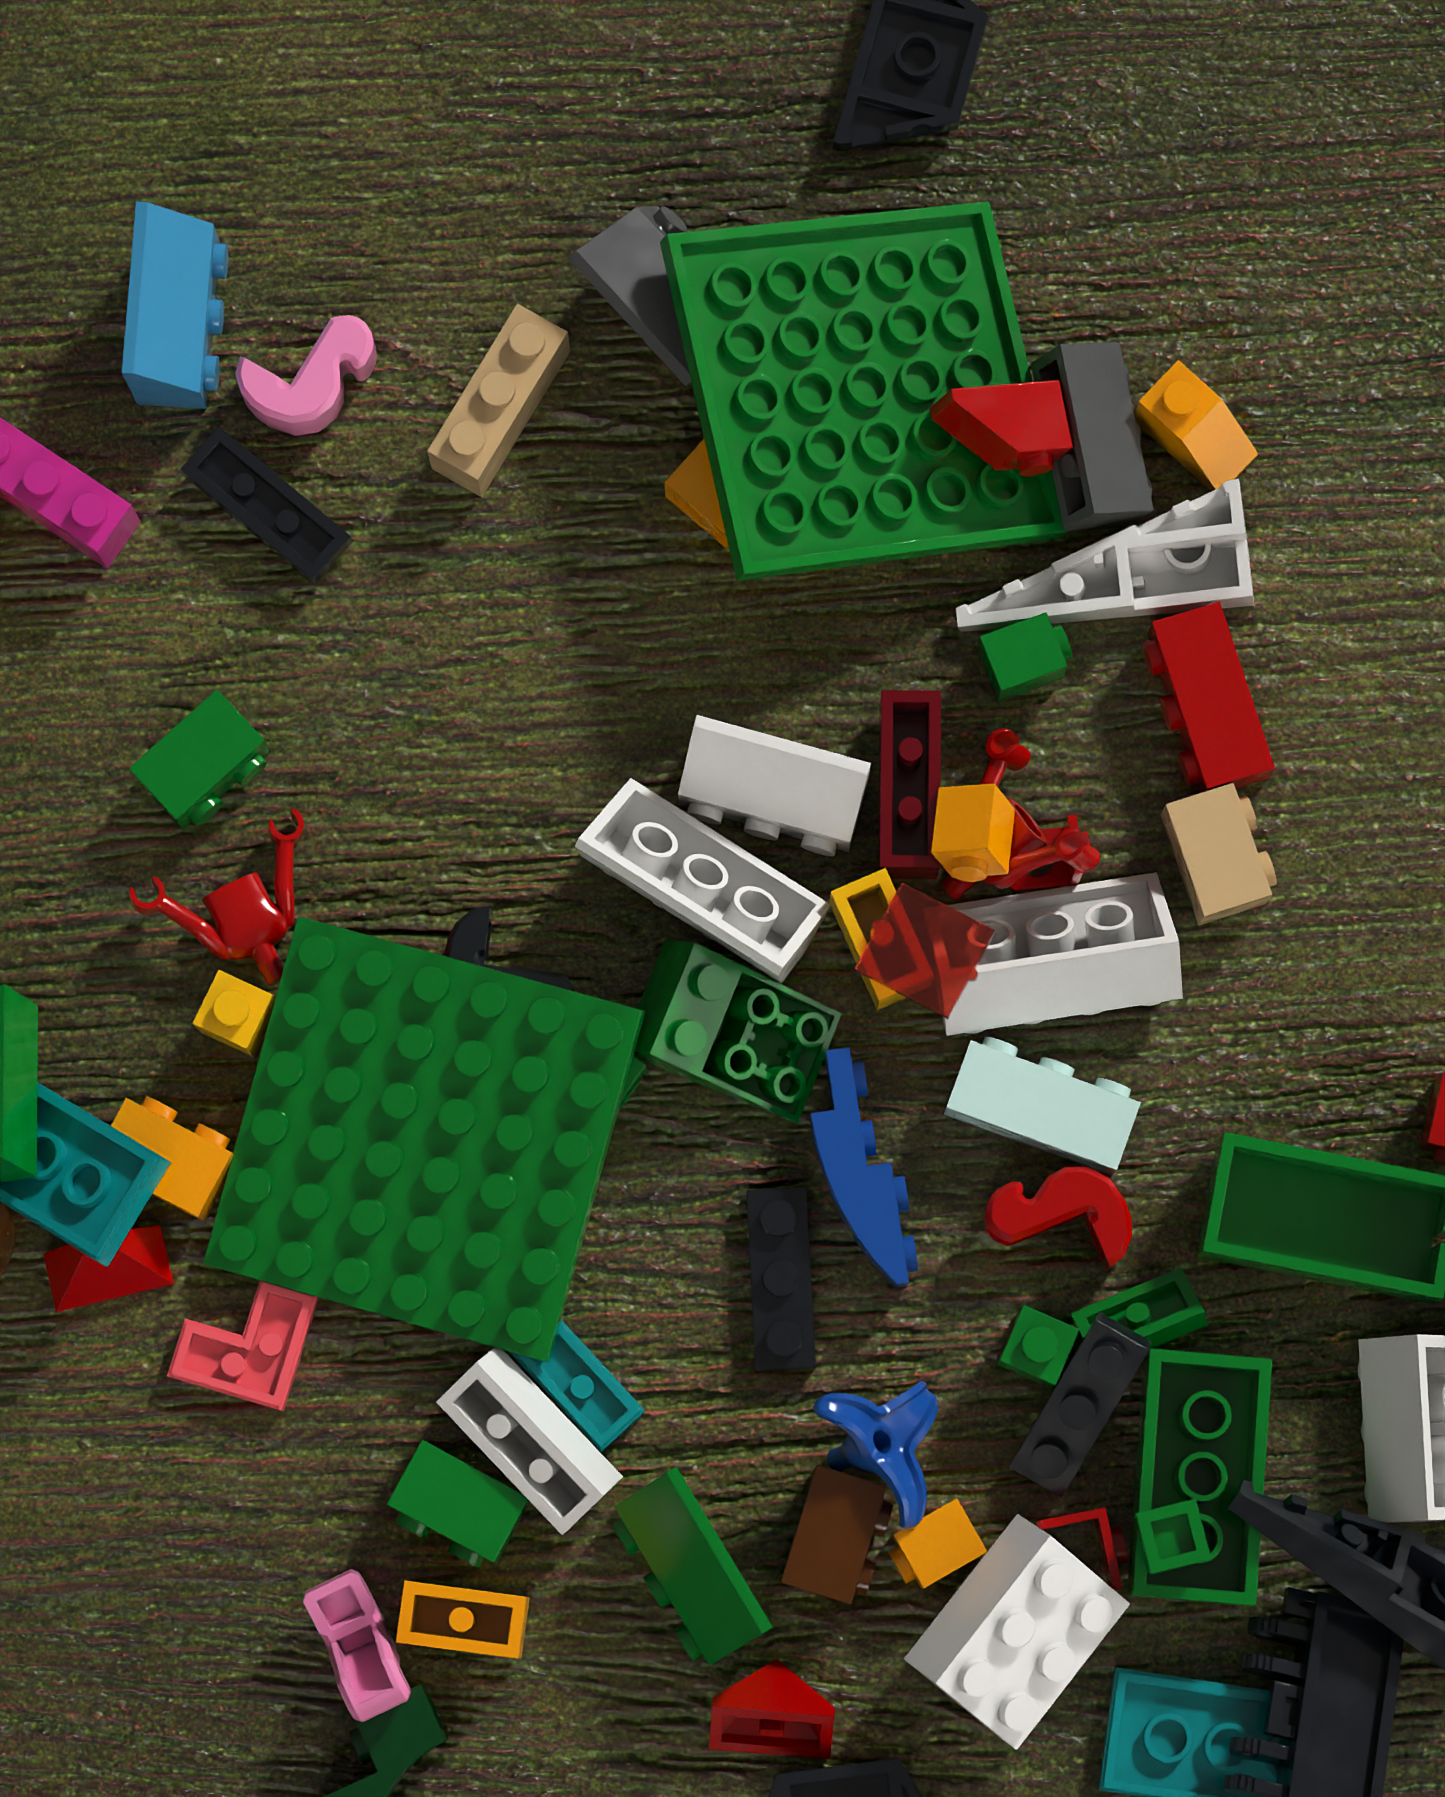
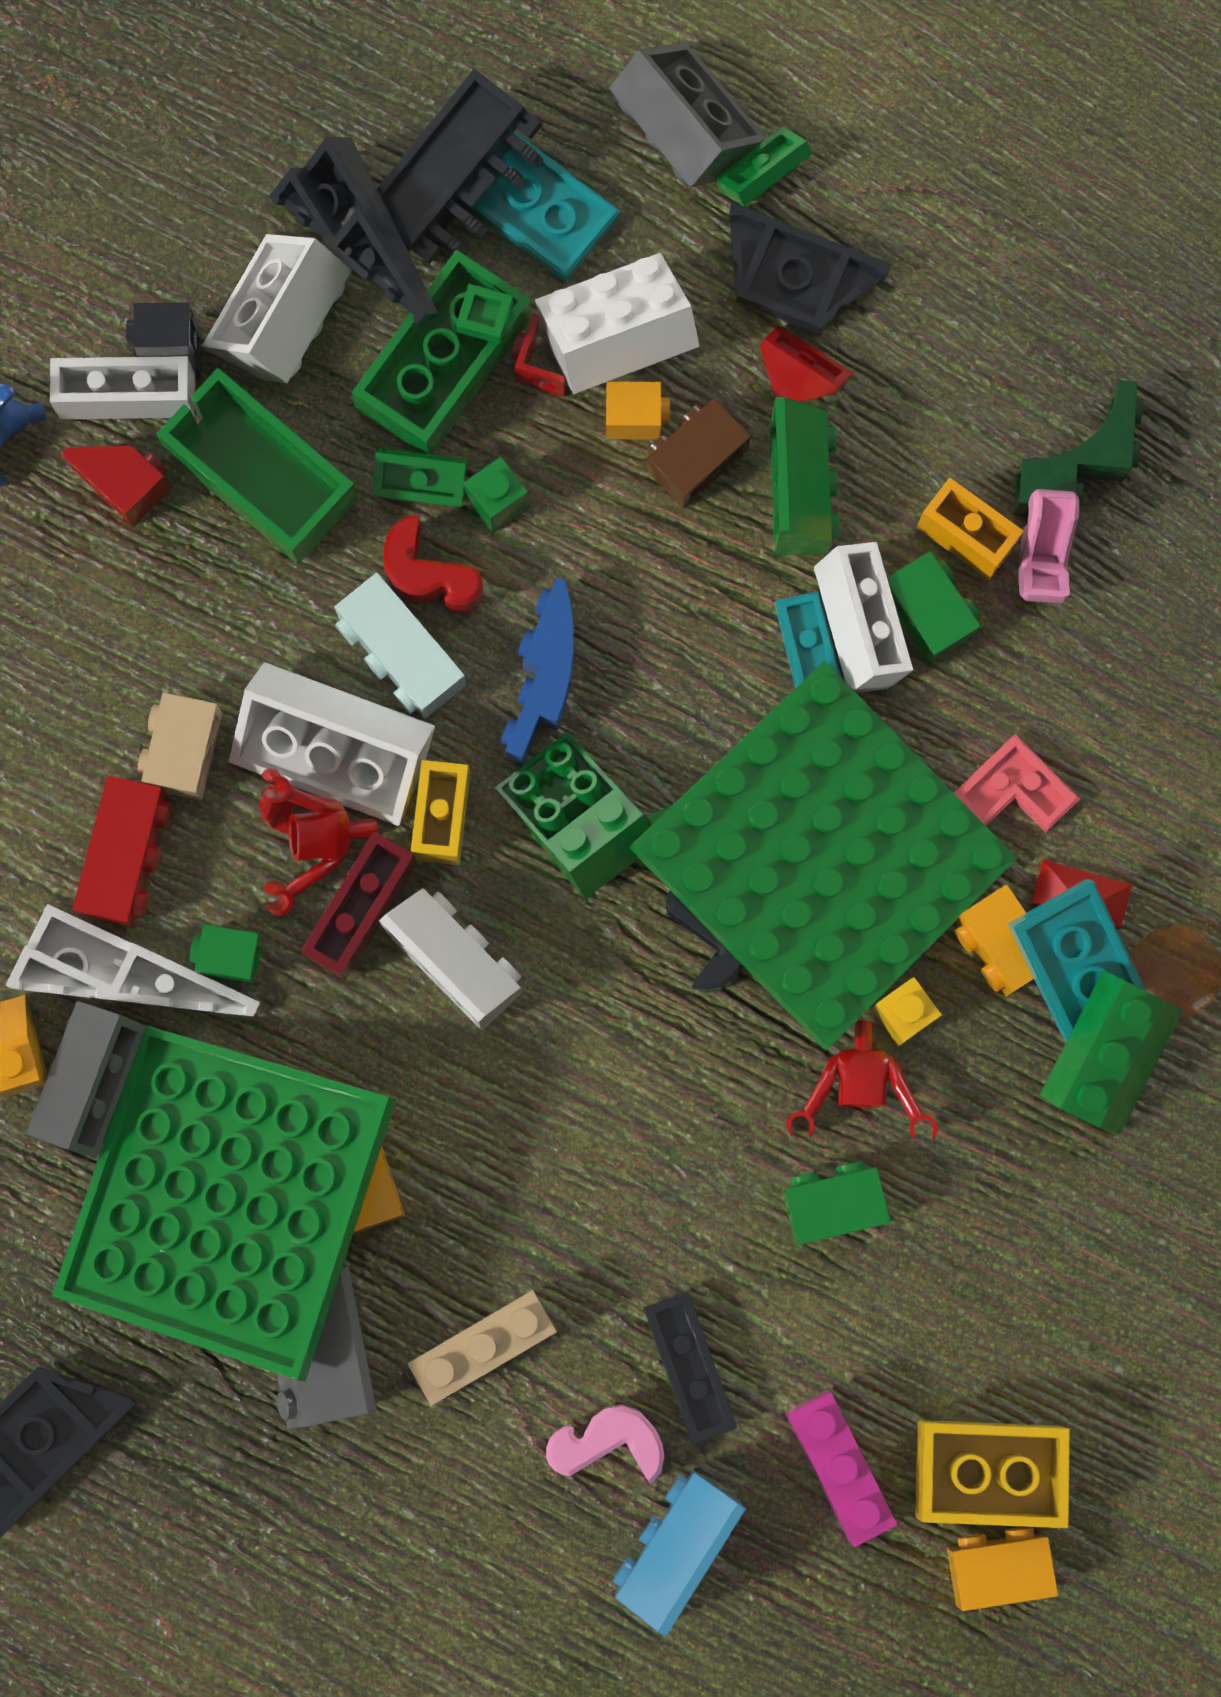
camera: 155 degrees left, 0 degrees up
(703, 879) = (538, 916): white slope -> none
(781, 1279) = (637, 636): black plate -> none
(884, 1442) = (632, 486): blue piece -> none
(925, 950) = (417, 777): clear red piece -> none
(973, 831) = (337, 841): light orange brick -> none
(1008, 424) = (137, 1112): red slope -> none
(1080, 1404) = (481, 442): black plate -> none

